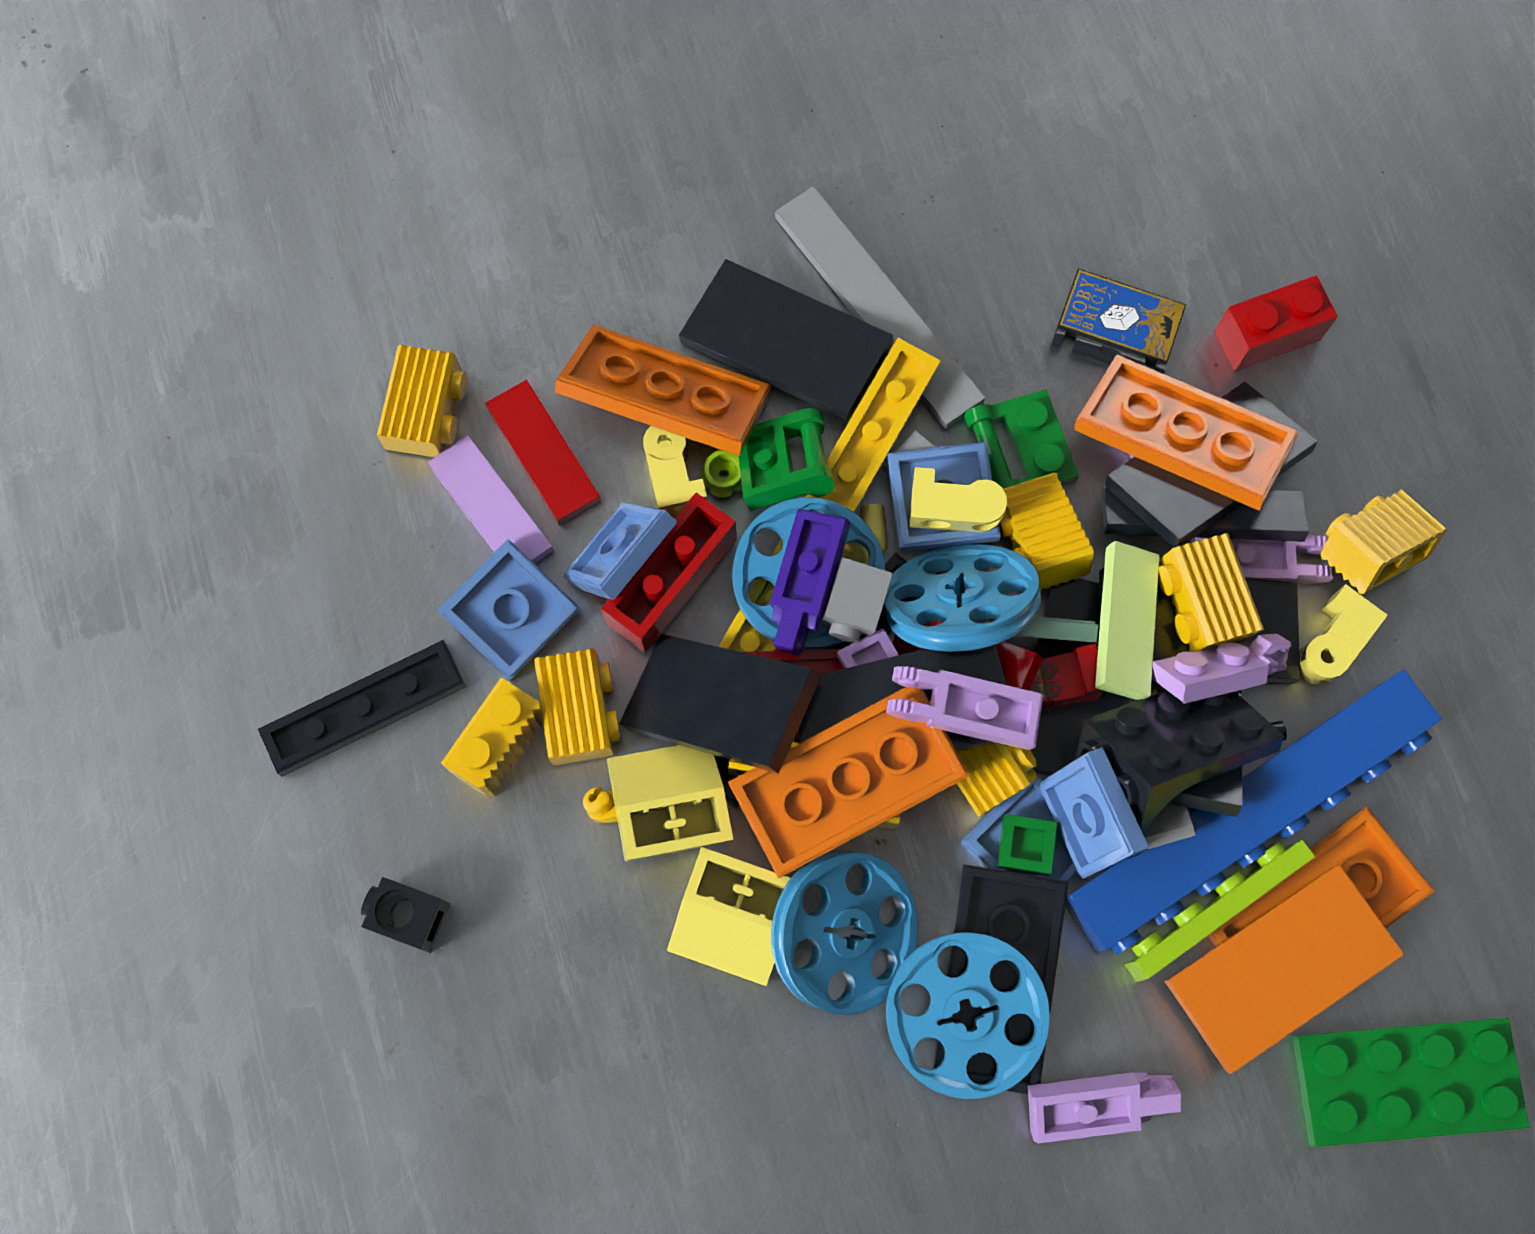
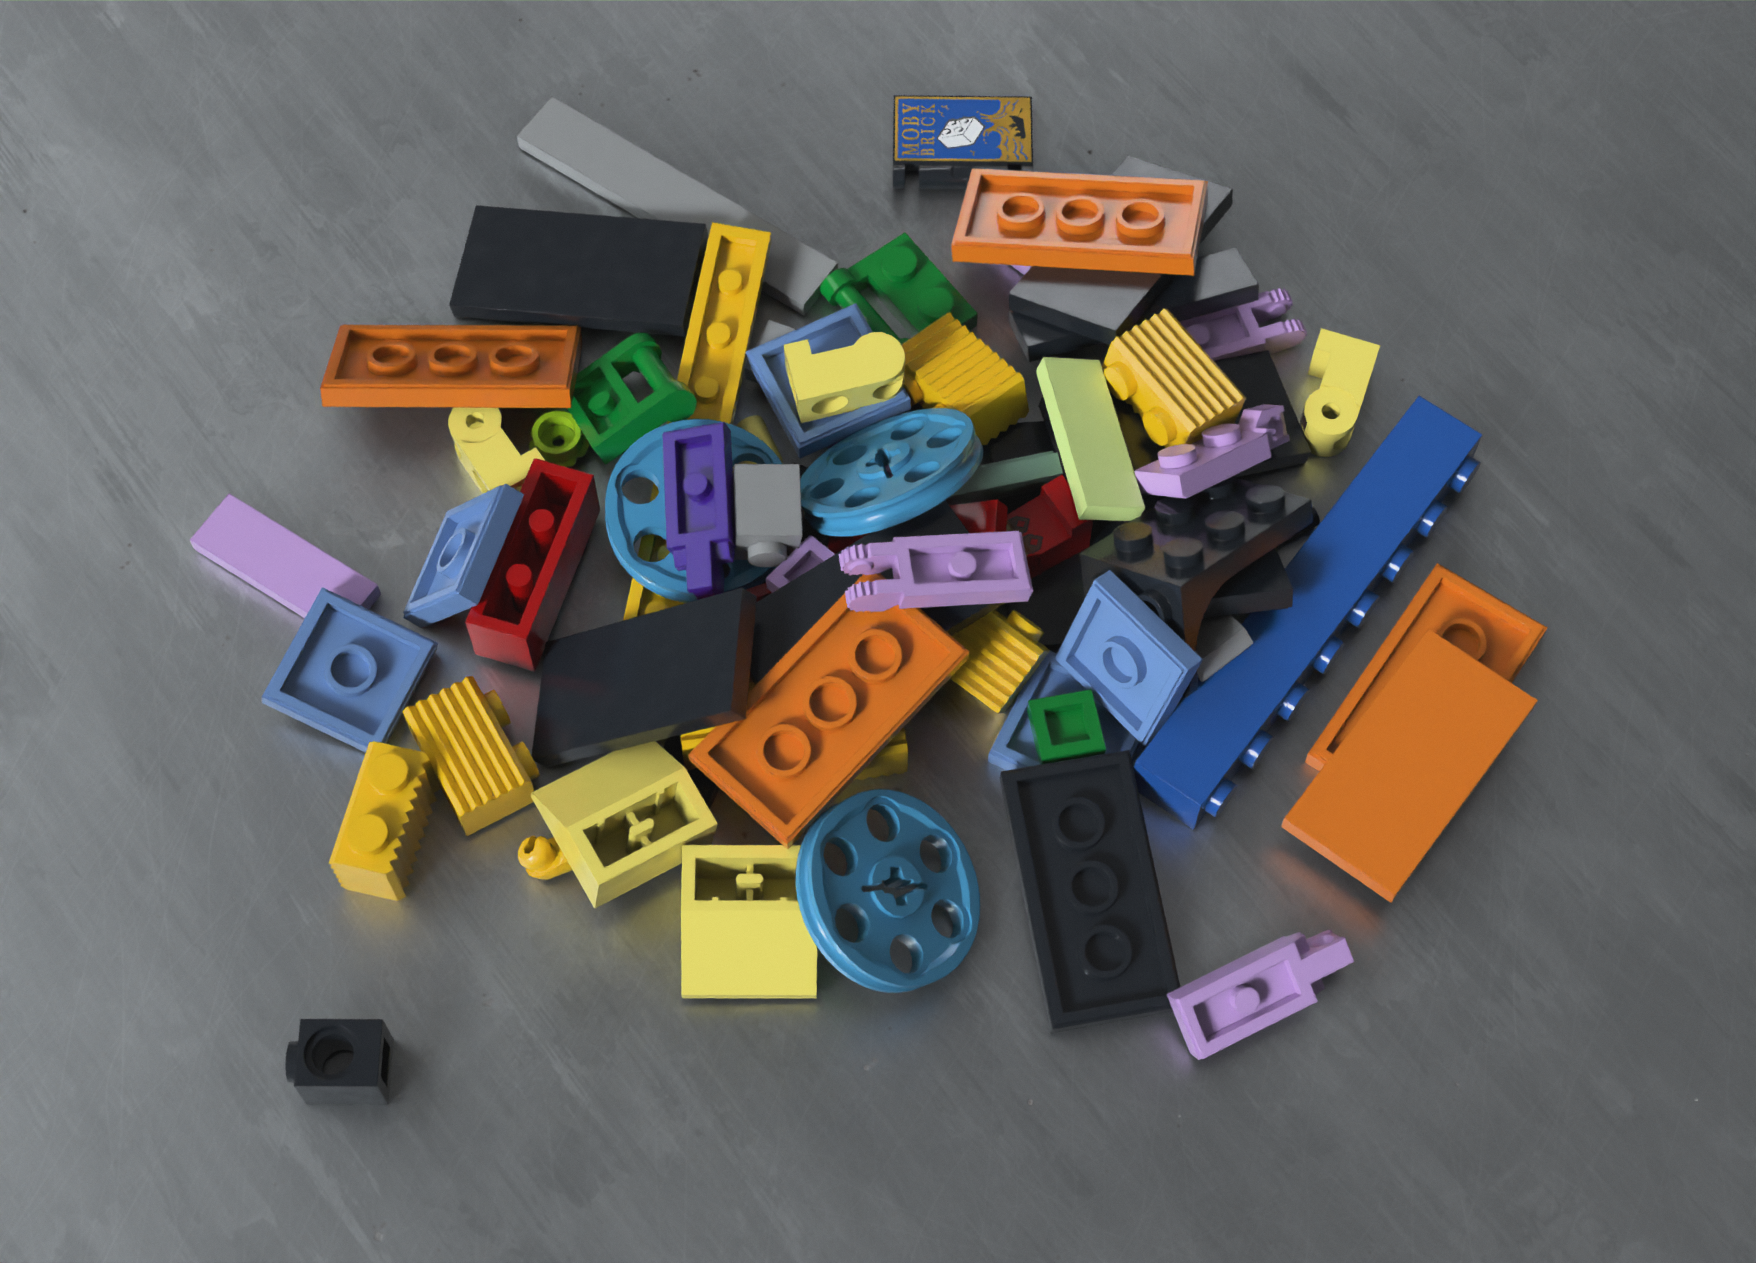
camera: 20 degrees left, 10 degrees down
(361, 708) = (203, 848): black tile -> none
(421, 401) = (159, 472): yellow brick -> none
(543, 452) = (329, 486): red tile -> none
(988, 1034) = (1066, 970): dark azure wedge -> none
(1199, 921) = (1288, 750): lime plate -> none
(1275, 323) = (1138, 83): red brick -> none
(1381, 540) = (1343, 270): yellow brick -> none
(1409, 1082) = (1599, 845): green plate -> none

